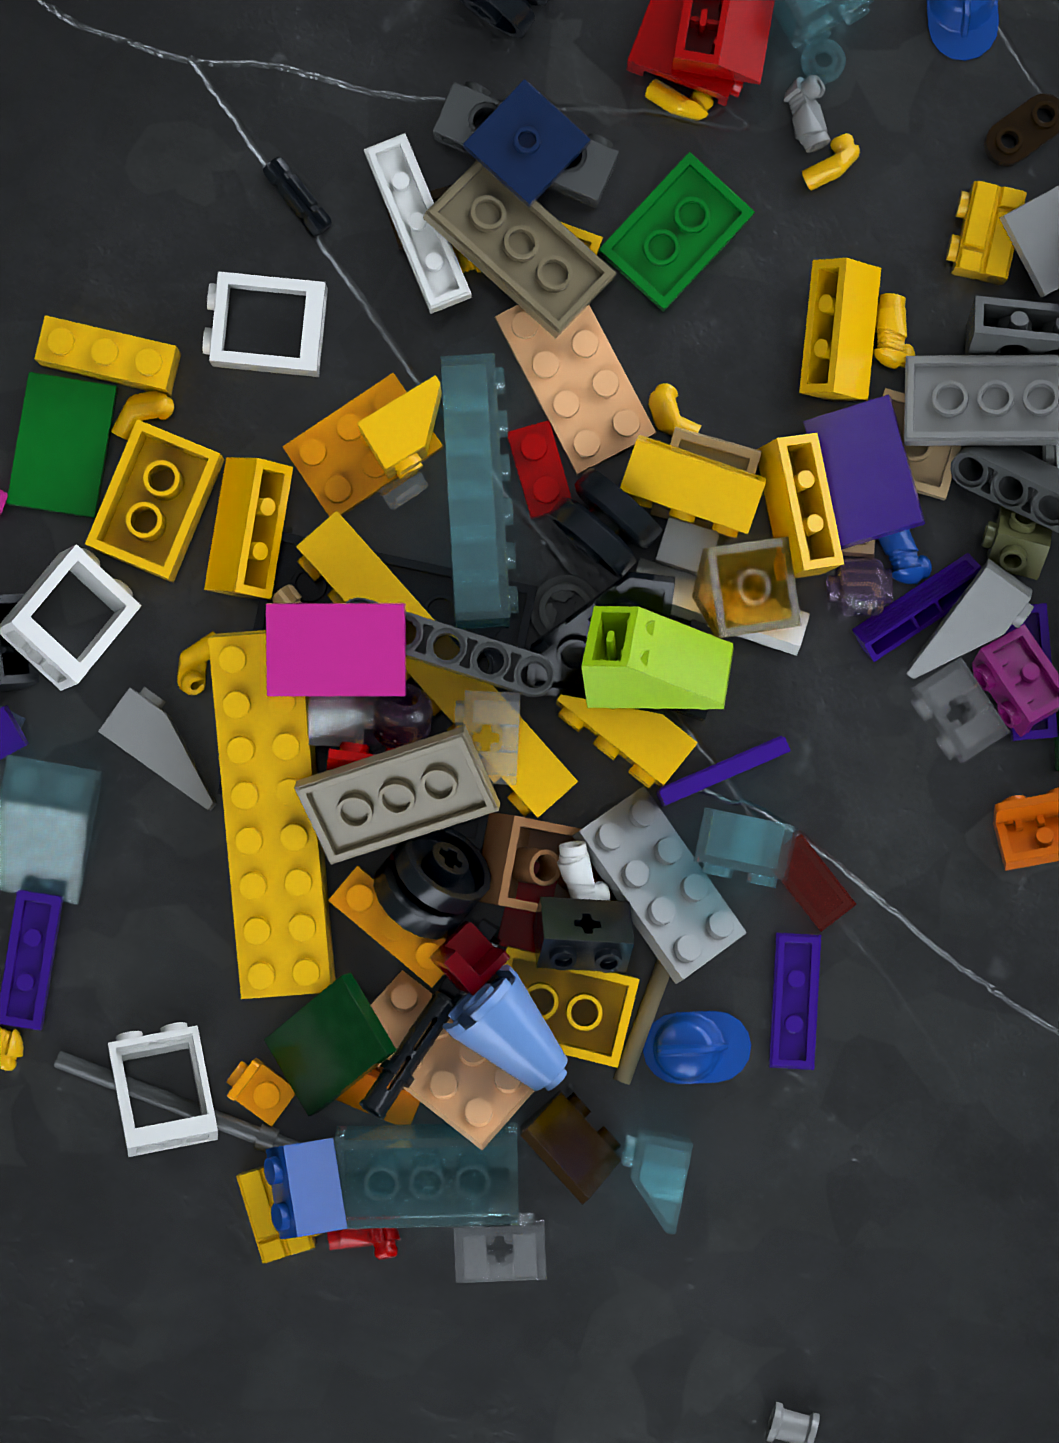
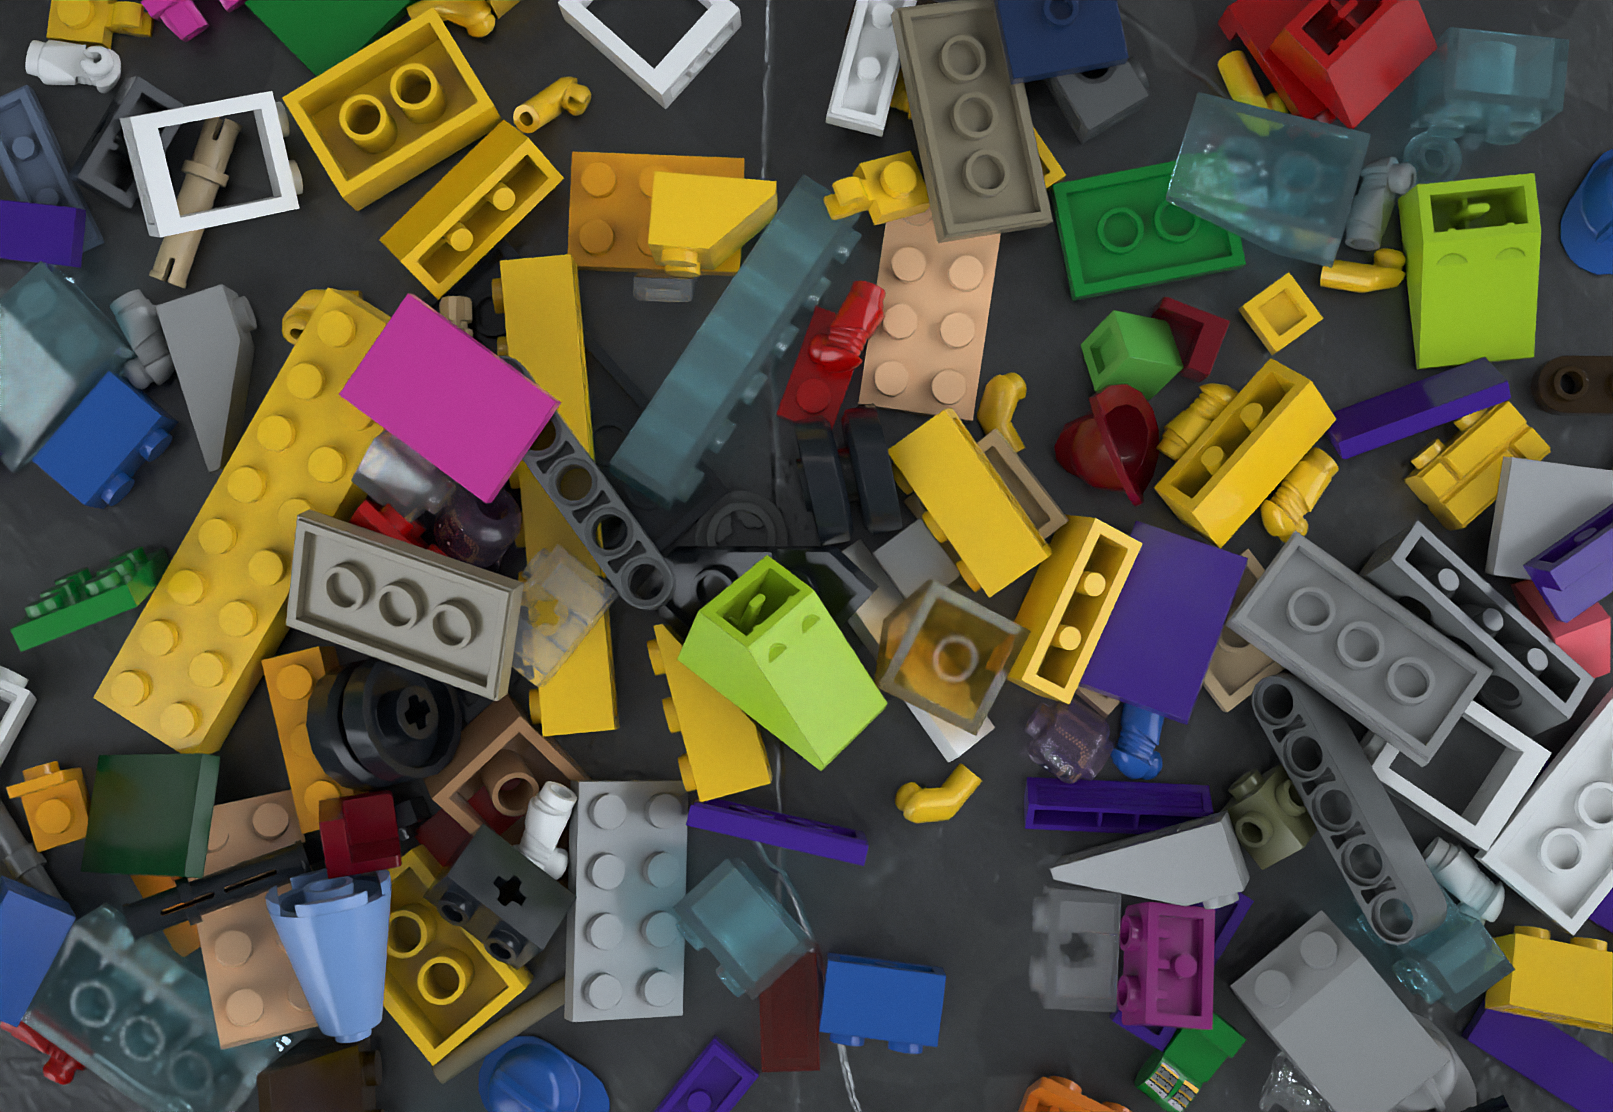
camera: 40 degrees right, 0 degrees up
(63, 630) = (197, 194): none -> tan pin
(98, 755) = (145, 335): none -> light grey arm
(126, 840) = (106, 442): none -> blue brick
(202, 930) = (87, 598): none -> green plate
(244, 427) = (550, 103): none -> yellow arm
(496, 328) = (884, 187): none -> yellow plate
(540, 430) = (850, 329): none -> red arm
(725, 320) = (1132, 352): none -> bright green panel
(729, 148) = (1269, 176): none -> clear light blue slope
(749, 287) = (1195, 334): none -> dark red panel
(754, 383) = (1113, 442): none -> dark red helmet
(793, 335) = (1192, 422): none -> yellow arm
(799, 226) = (1280, 313): none -> yellow plate
(808, 686) = (937, 803): none -> yellow arm
(862, 833) = (882, 1002): none -> blue brick
(898, 114) = (1472, 268): none -> lime slope
(925, 224) = (1417, 407): none -> dark purple tile

